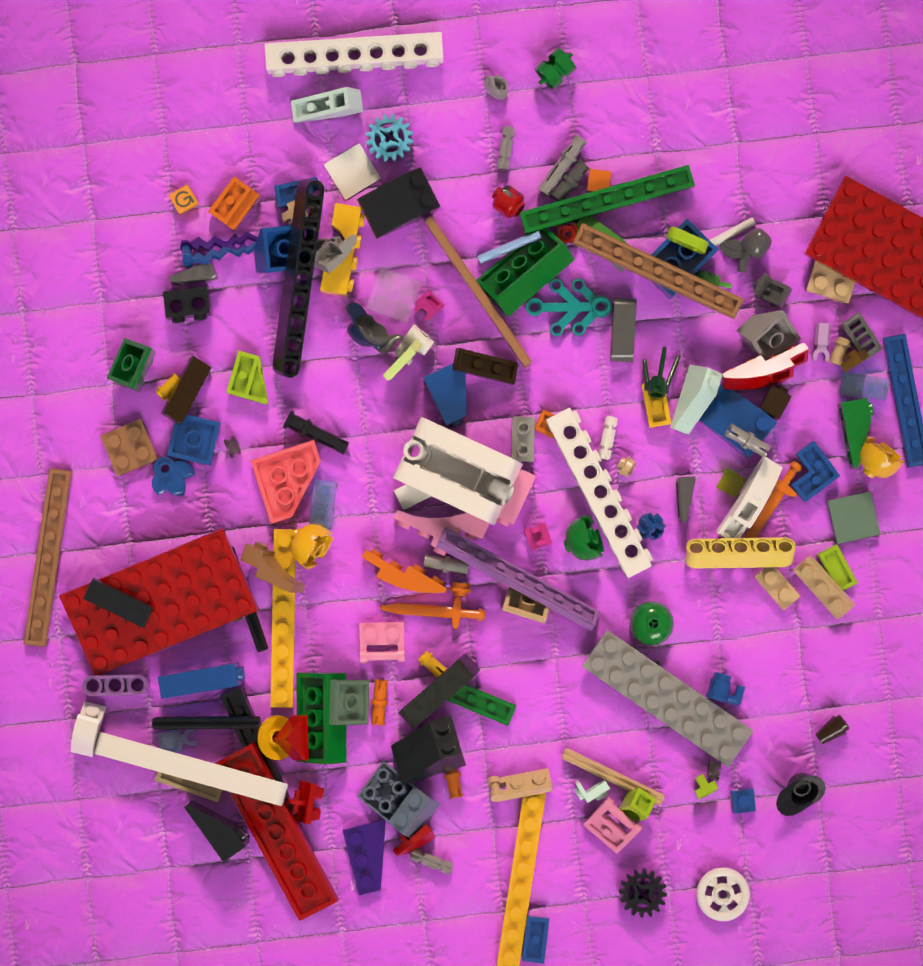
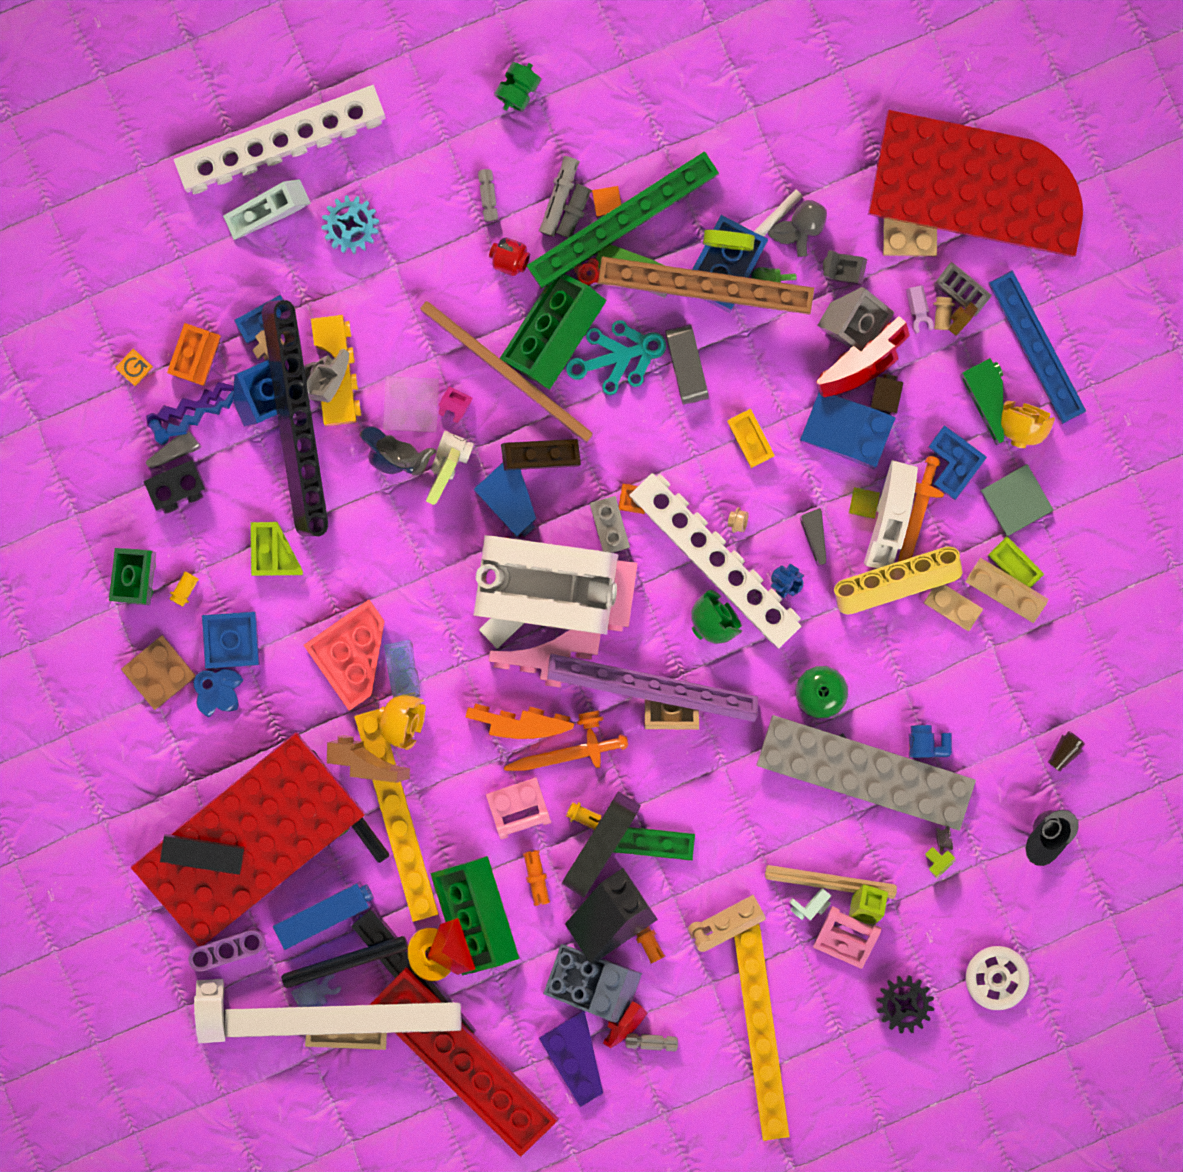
camera: 20 degrees left, 0 degrees up
(47, 557) = (103, 828): medium nougat tile -> none
(186, 390) = (204, 586): dark brown tile -> none
(220, 831) = (400, 1082): black slope -> none
(233, 446) = (278, 635): clear smoke bush -> none
(304, 802) = (485, 1019): red hips -> none
(306, 428) = (356, 588): black pin -> none
(349, 702) = (501, 888): sand green tile -> none
(352, 171) = (318, 275): white sticker -> none
(399, 203) = (384, 296): black slope -> none
(446, 564) = (564, 696): light grey pin -> none
(496, 86) = (455, 127): light grey piece -> none
(509, 246) = (527, 308): light blue bar -> none
(535, 939) = (798, 1095): blue plate -> none
(537, 536) = (660, 632): dark pink tile -> none
(608, 437) = (707, 495): white axle -> none
(657, 386) = (745, 418): dark green plant -> none
(696, 395) = (793, 416): light aqua slope -> none
(743, 800) = (988, 863): blue plate -> none
(747, 440) = (867, 449): light grey pin -> none
(864, 386) = (984, 345): clear light blue slope -> none

